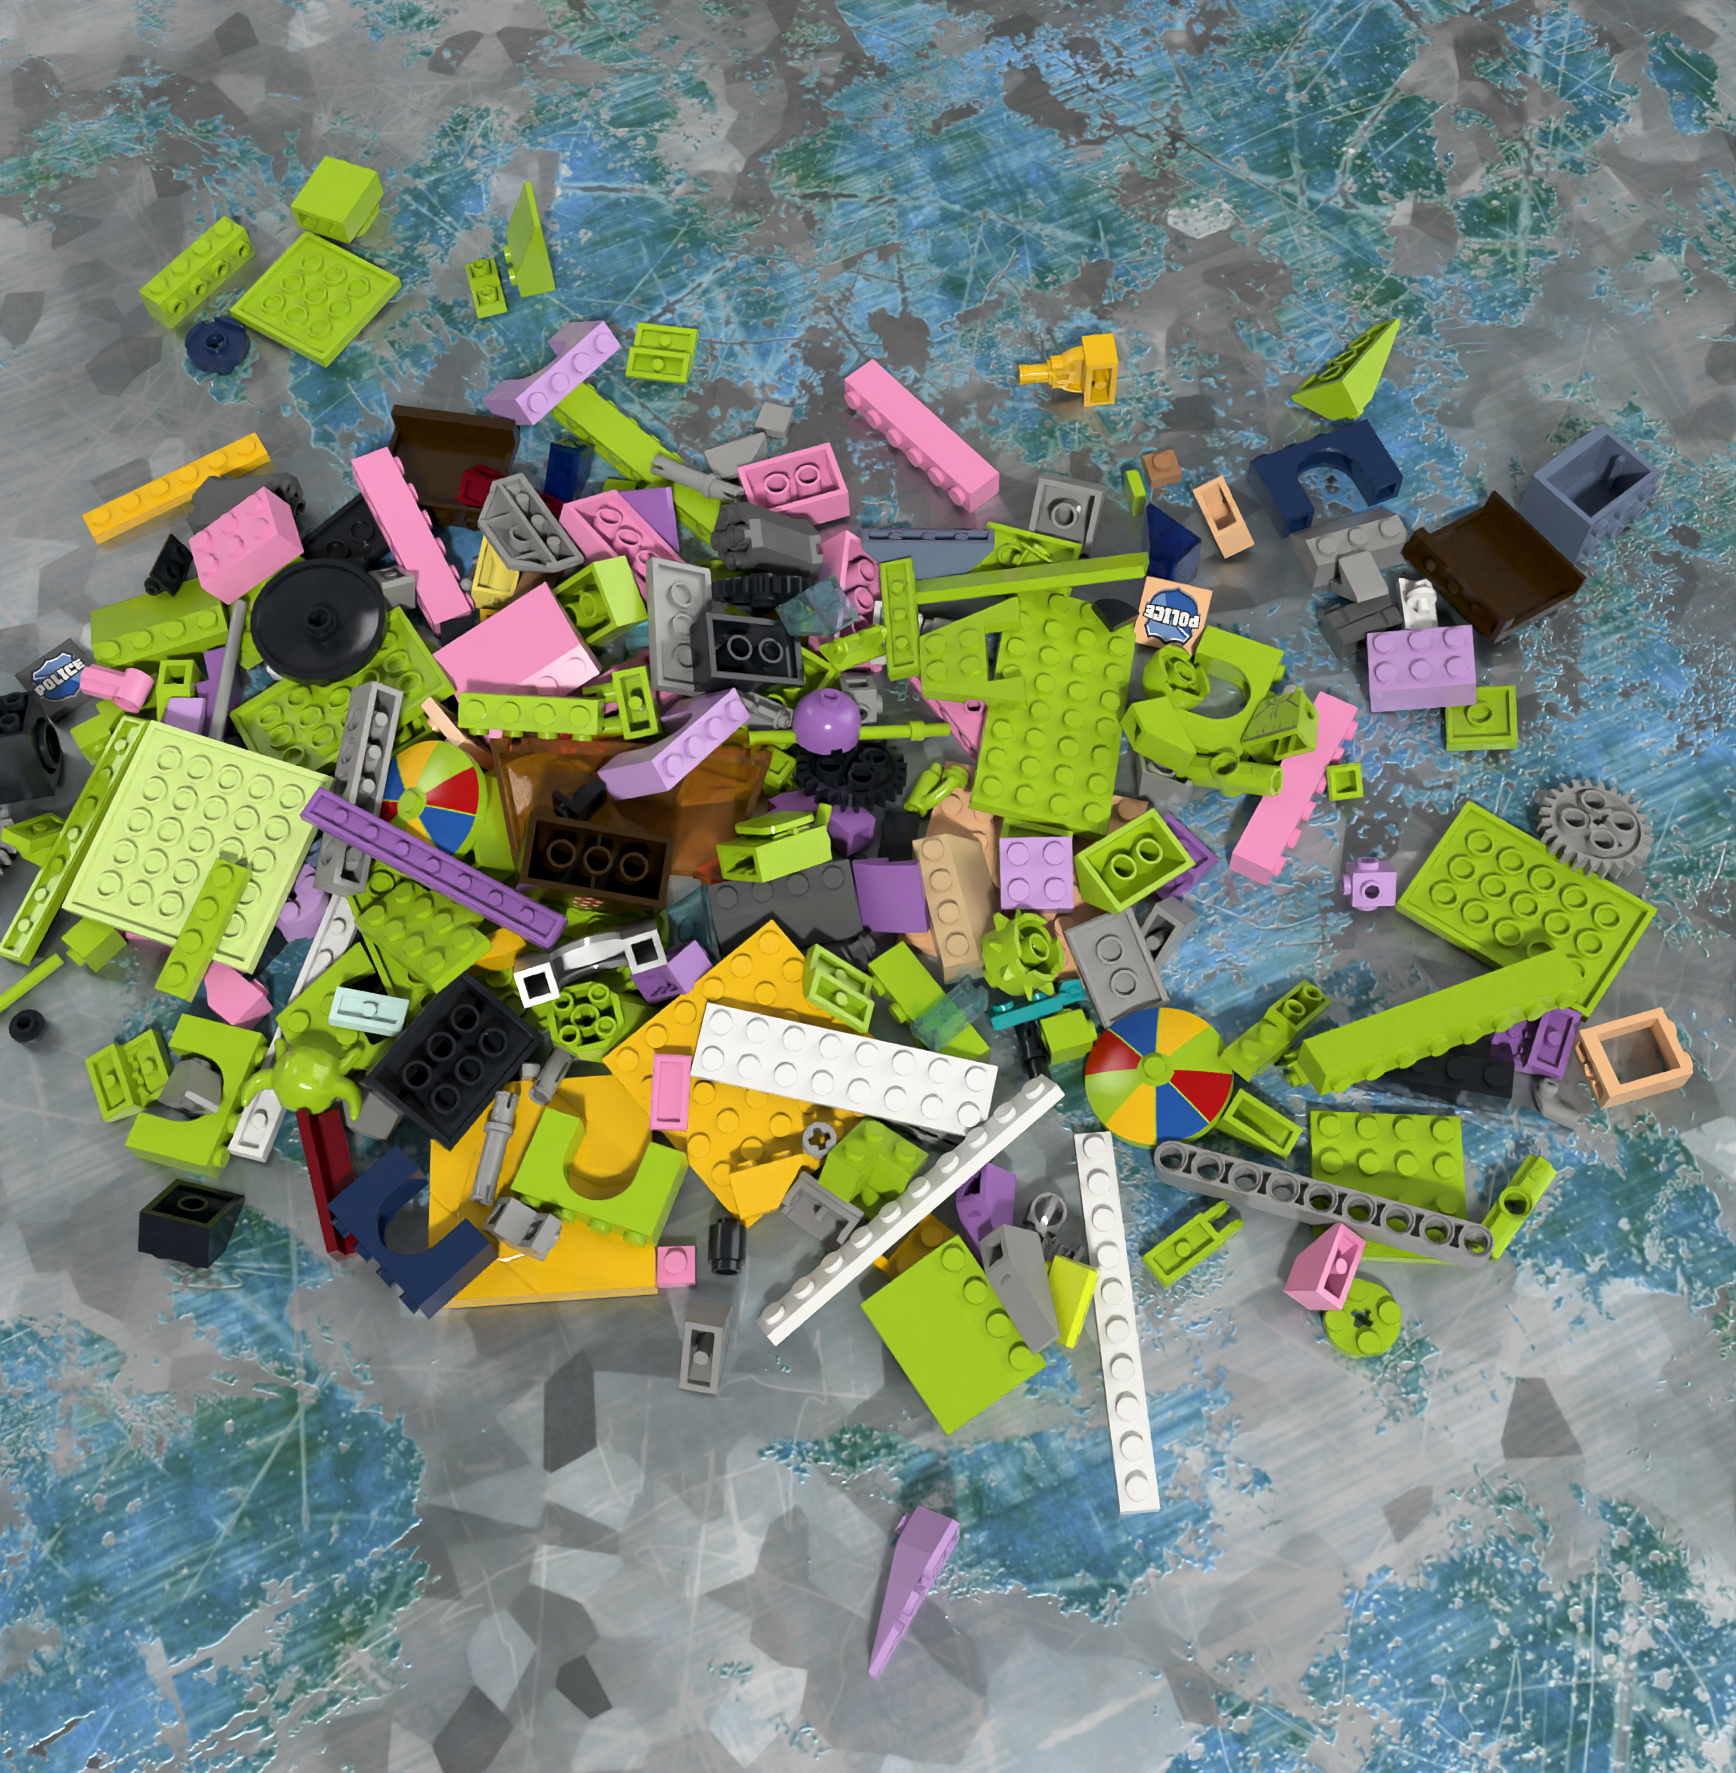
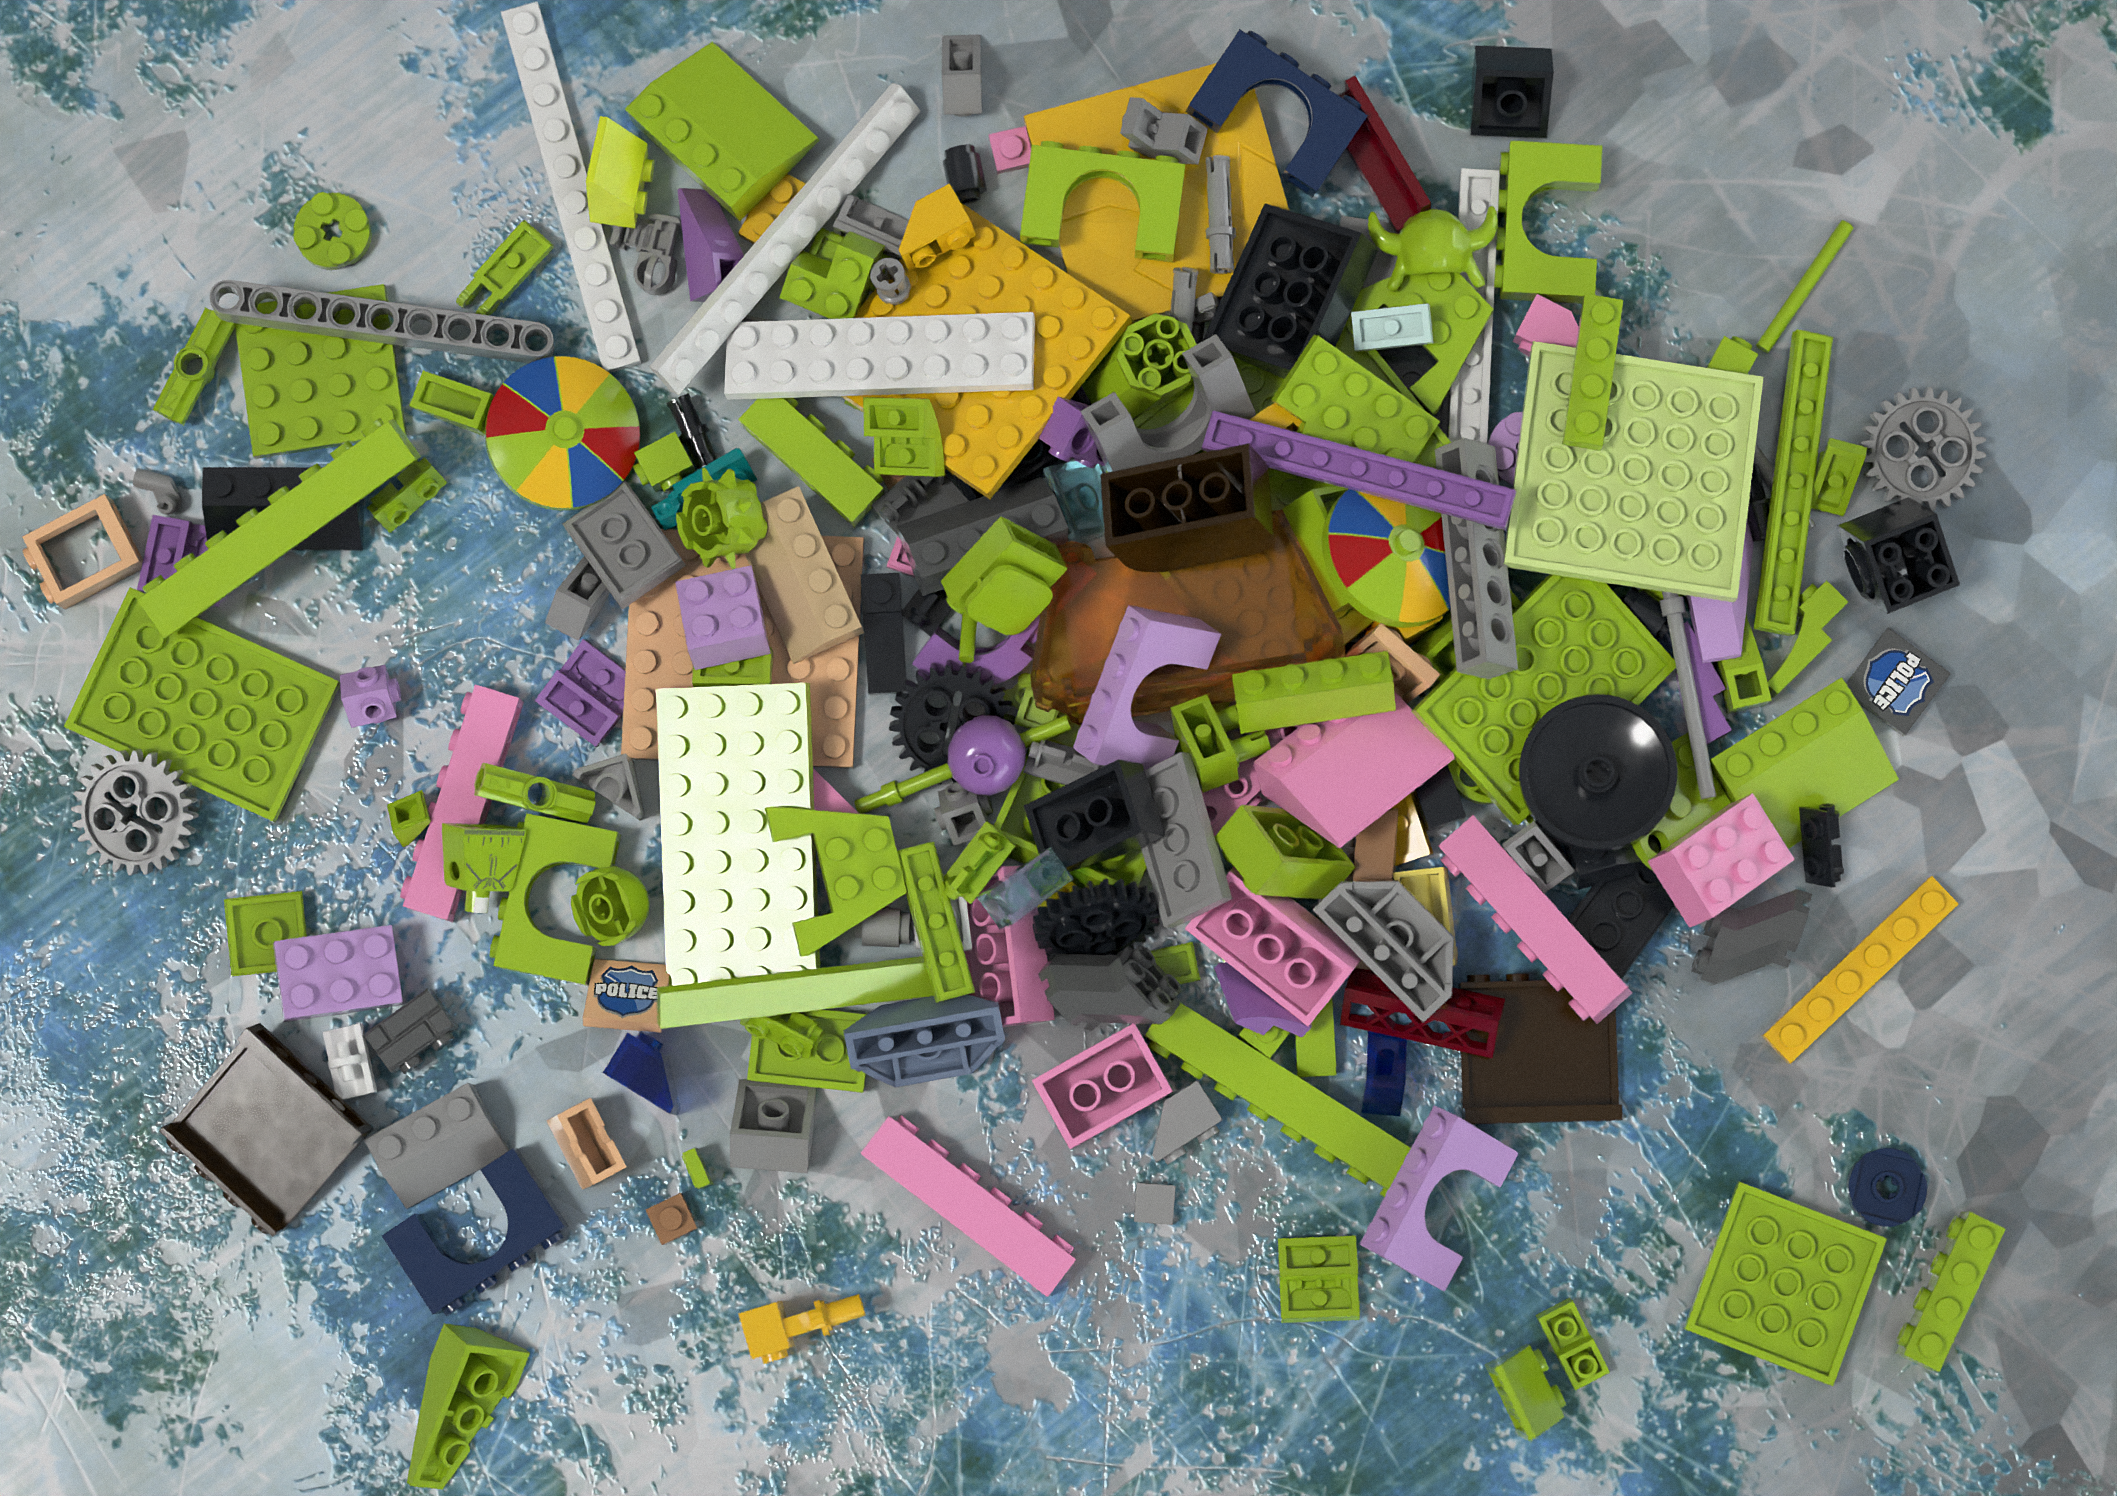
camera: 170 degrees right, 20 degrees up
(33, 1033) = (1761, 274): black plate -> none
(124, 689) = (1797, 655): bright pink piece -> none
(129, 1075) = (1632, 233): lime slope -> none
(192, 1088) = (1553, 219): light grey slope -> none
(338, 200) = (1803, 1437): lime brick -> none
(466, 583) = (1452, 874): light grey hinge -> none
(585, 801) = (1228, 607): black bracket -> none
(670, 1092) = (1050, 294): bright pink tile -> none
(709, 485) = (1216, 1064): light grey pin -> none
(891, 895) = (871, 559): medium lavender slope -> none
(931, 791) = (868, 727): lime plant -> none
(950, 1015) = (784, 439): clear light blue hinge -> none
(1020, 1279) = (662, 175): light grey slope -> none
(1114, 613) = (690, 972): black tile -> none
(1130, 863) = (620, 650): lime slope -> none
(1158, 733) = (618, 816): lime slope -> none
(1276, 1031) = (449, 506): lime slope -> none
(1326, 1269) = (370, 259): bright pink slope -> none
(1359, 578) = (417, 1072): light grey slope -> none
(1589, 493) = (162, 1251): sand blue container -> none

